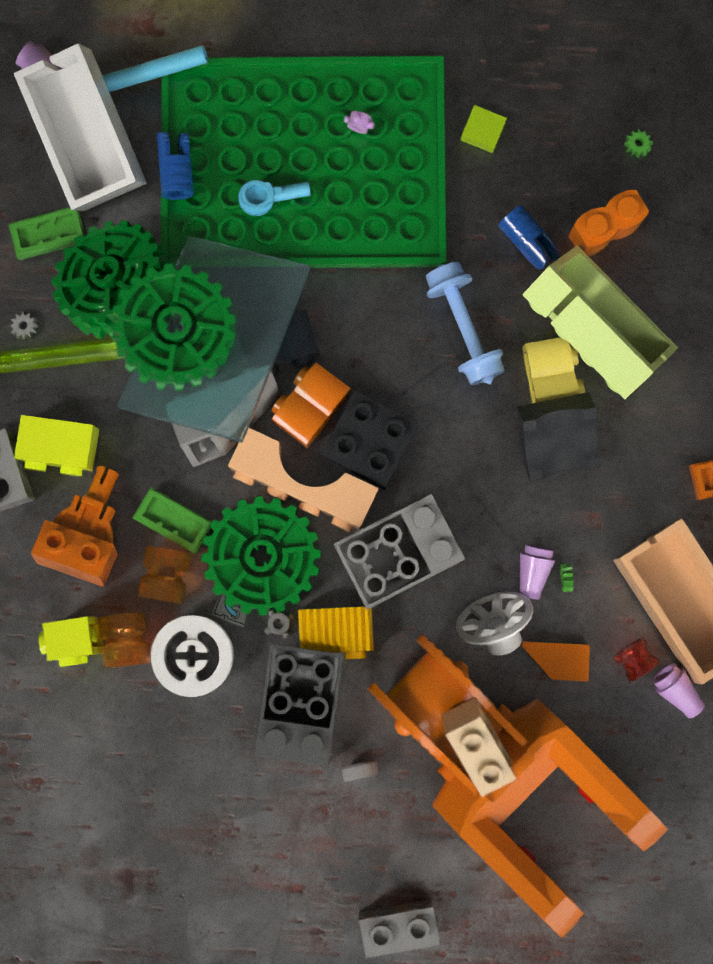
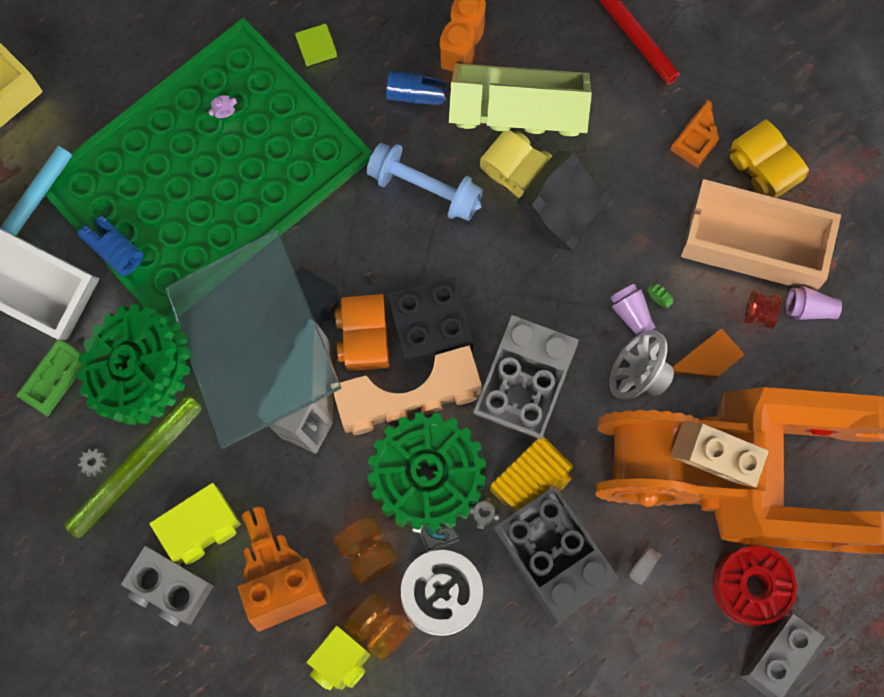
camera: 40 degrees left, 10 degrees down
(169, 298) = (218, 376): green piece -> none
(173, 520) = (336, 505): bright green plate -> none
(258, 197) = (194, 216): medium azure plate -> none
(434, 881) = (776, 580): none -> red wheel

